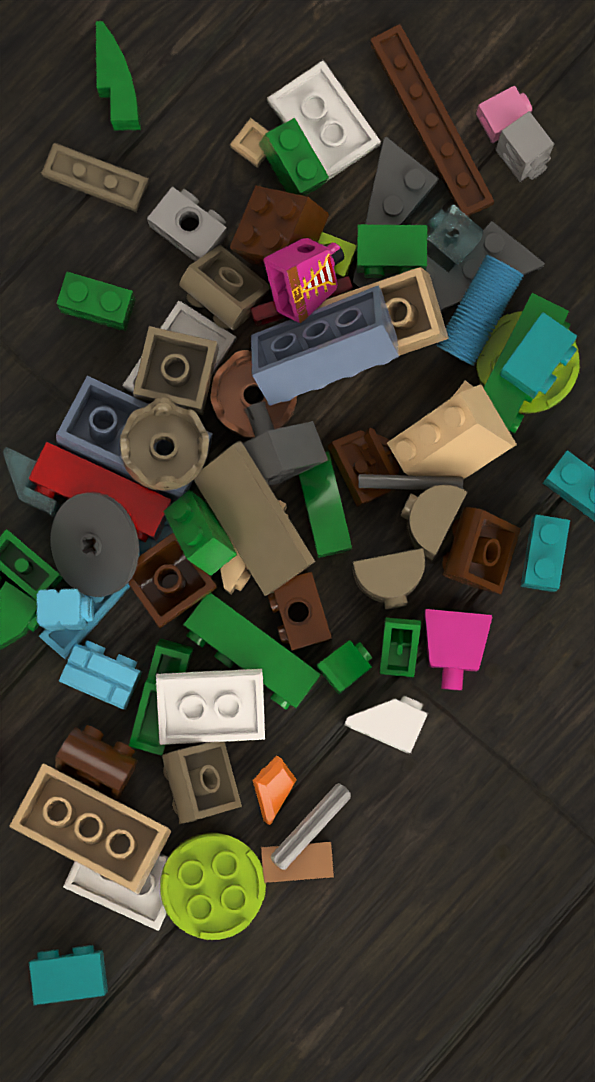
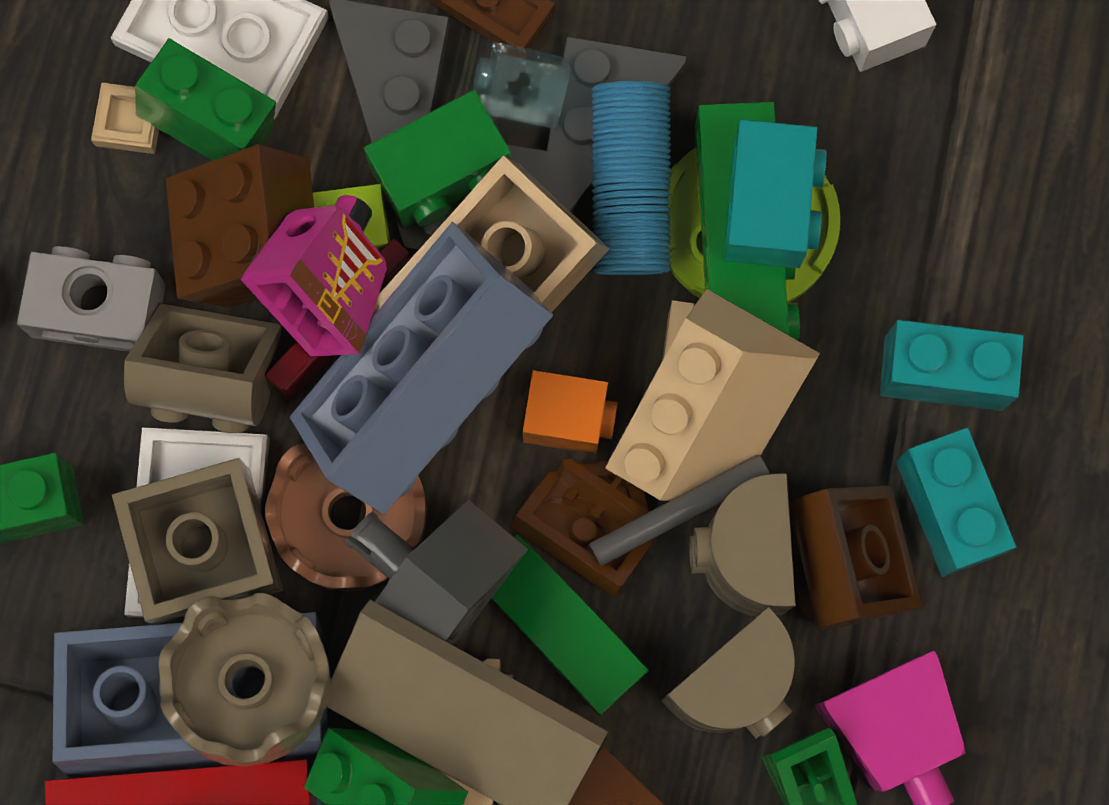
camera: 35 degrees left, 5 degrees down
(385, 406) = (568, 412): none -> orange brick

